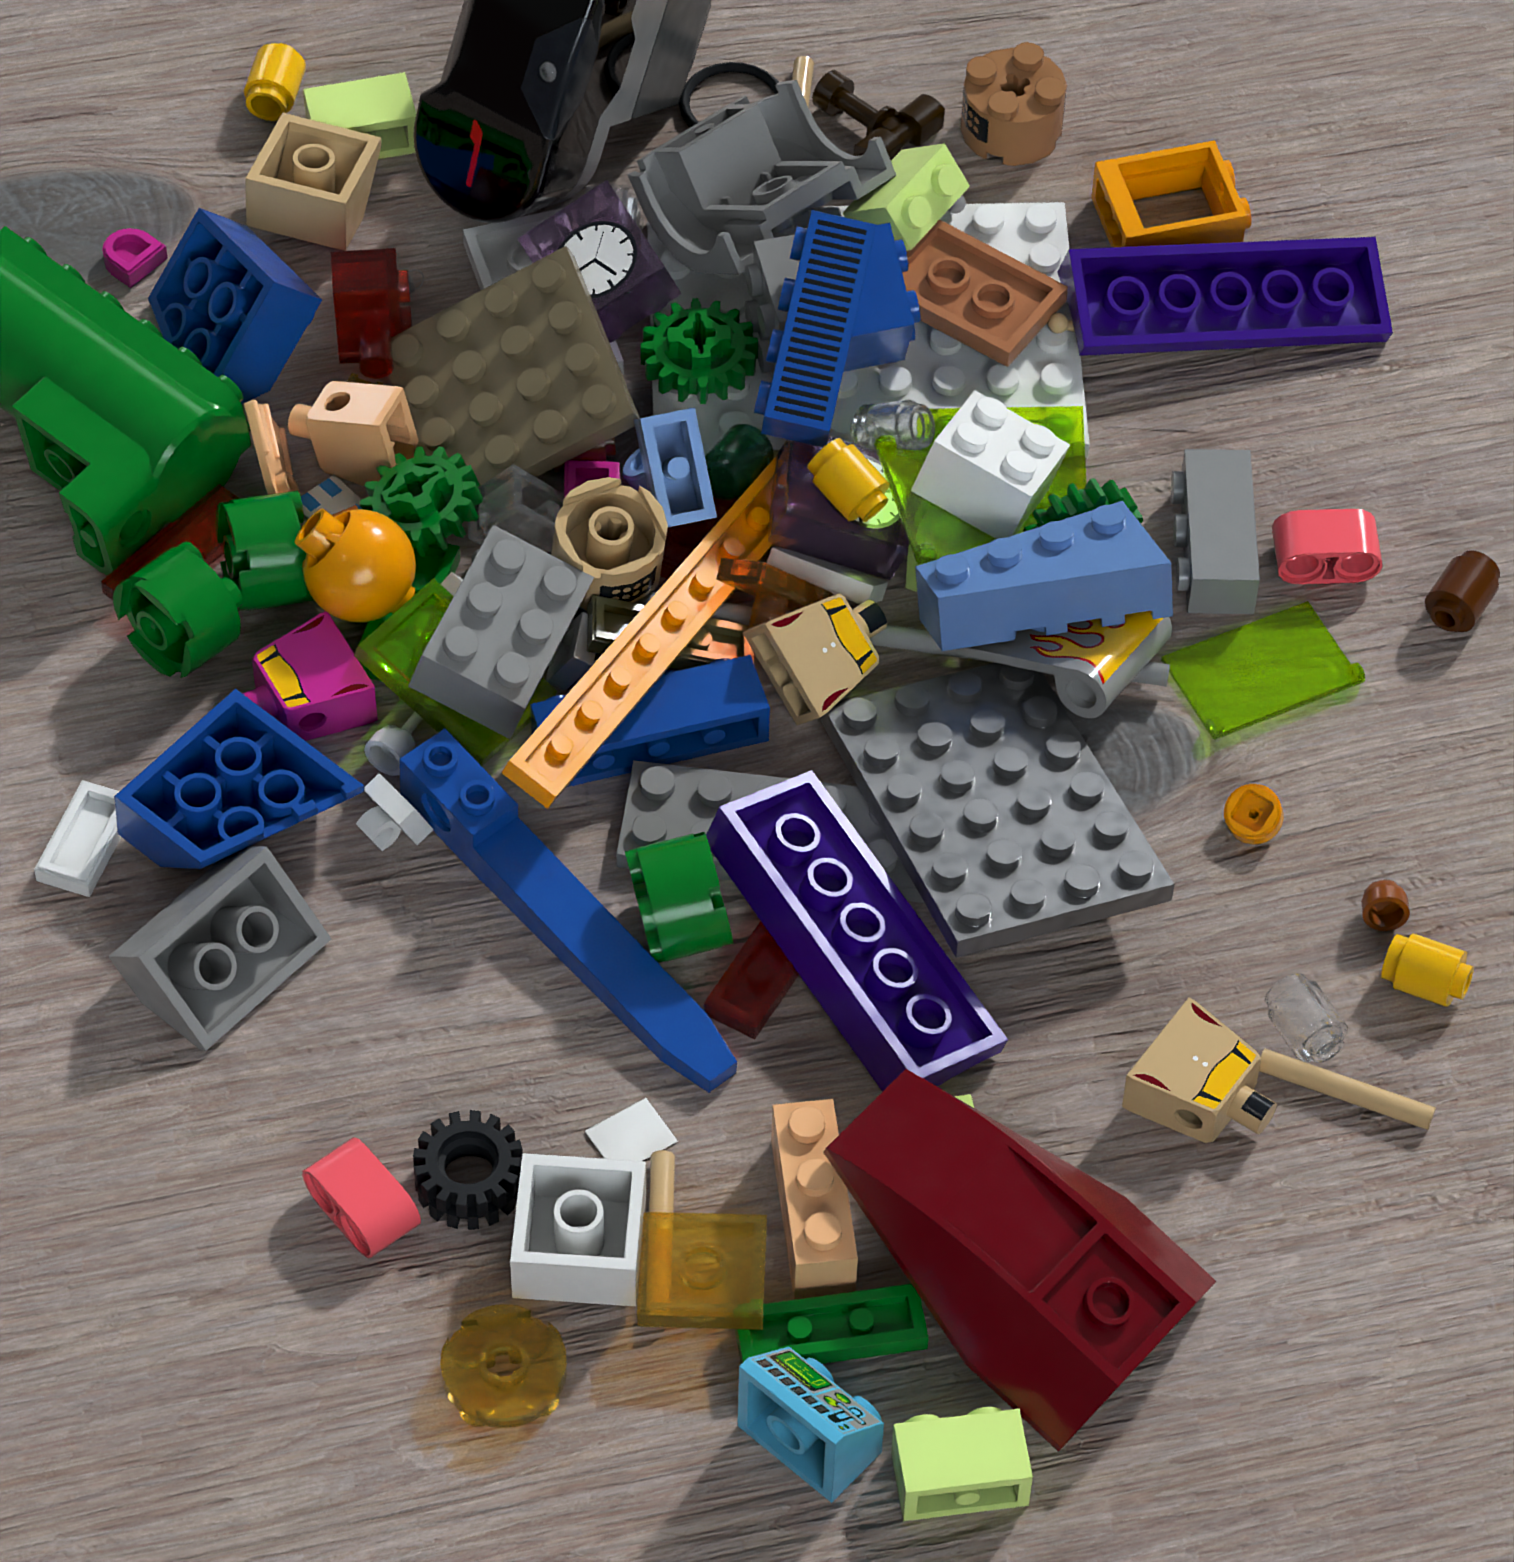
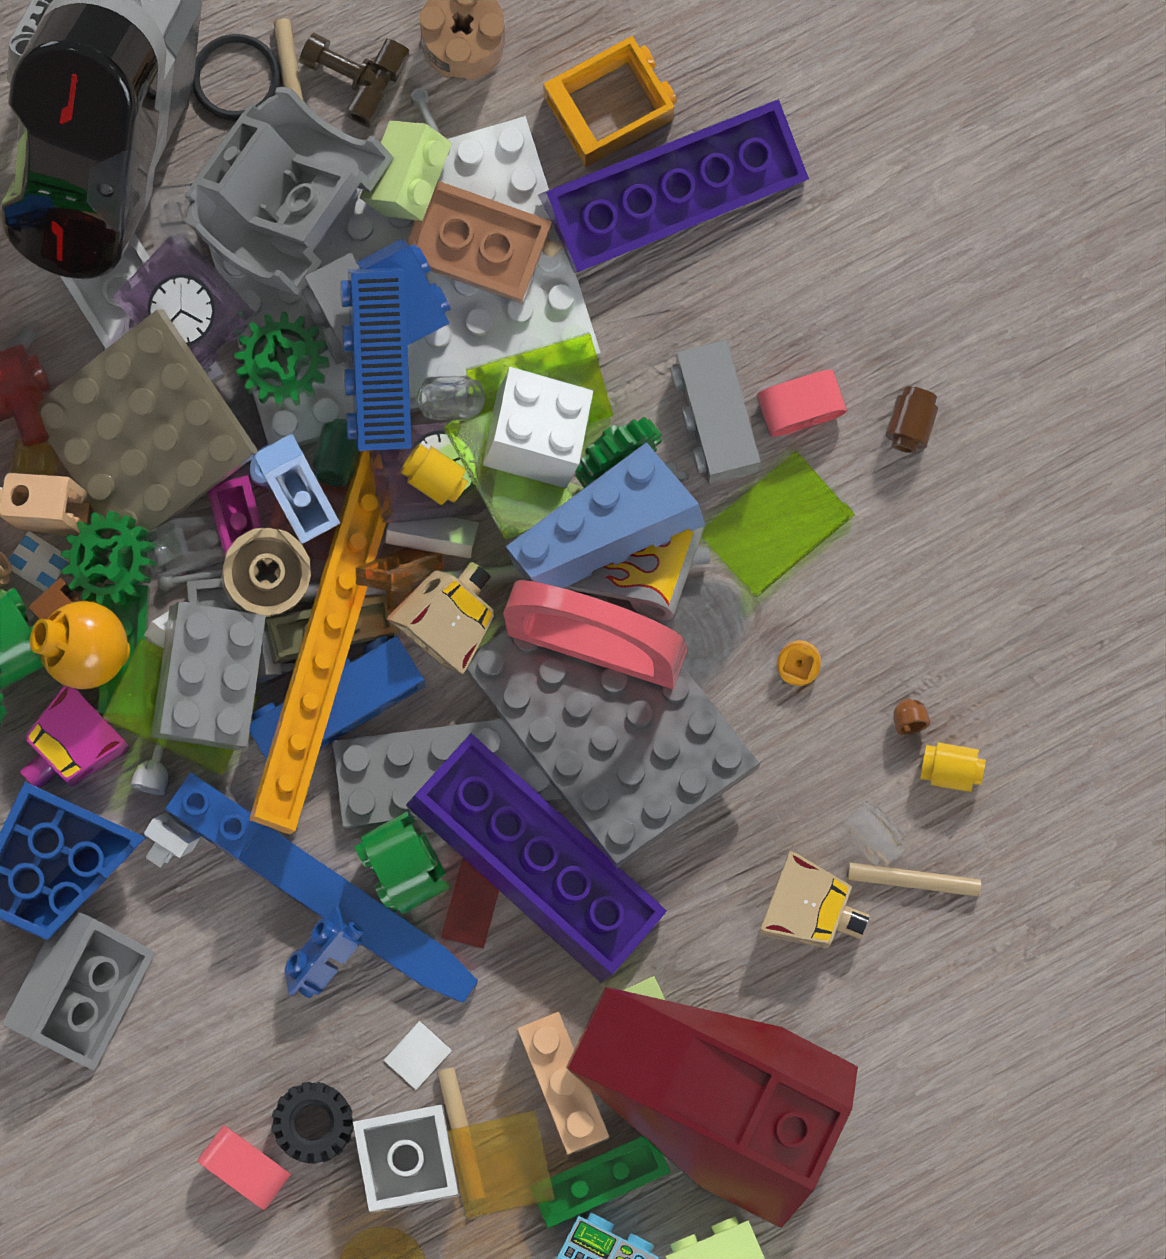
camera: 15 degrees left, 25 degrees up
(560, 961) = (309, 968): none -> blue hinge
(919, 670) = (594, 632): none -> coral window

